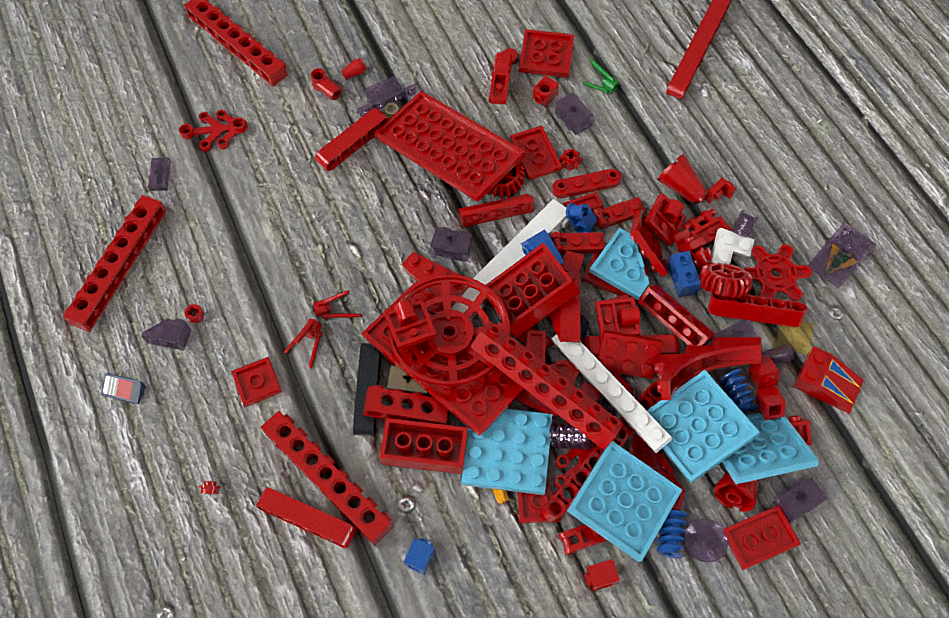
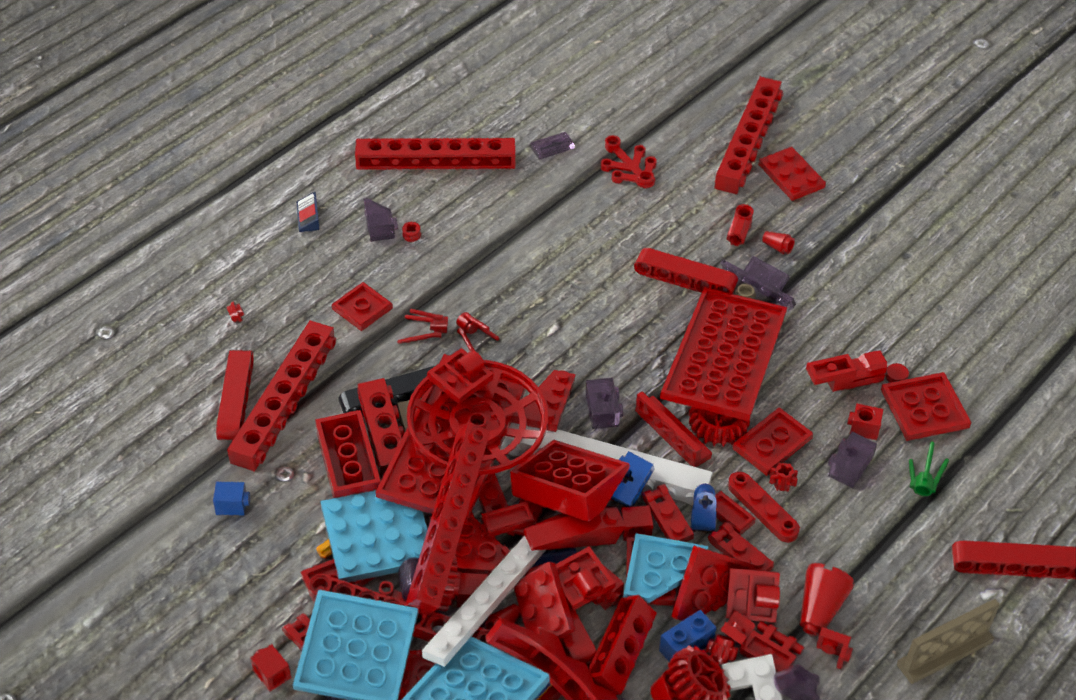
camera: 65 degrees right, 15 degrees down
(289, 32) = (792, 173): none -> red plate
(743, 126) = (949, 642): none -> dark tan fence

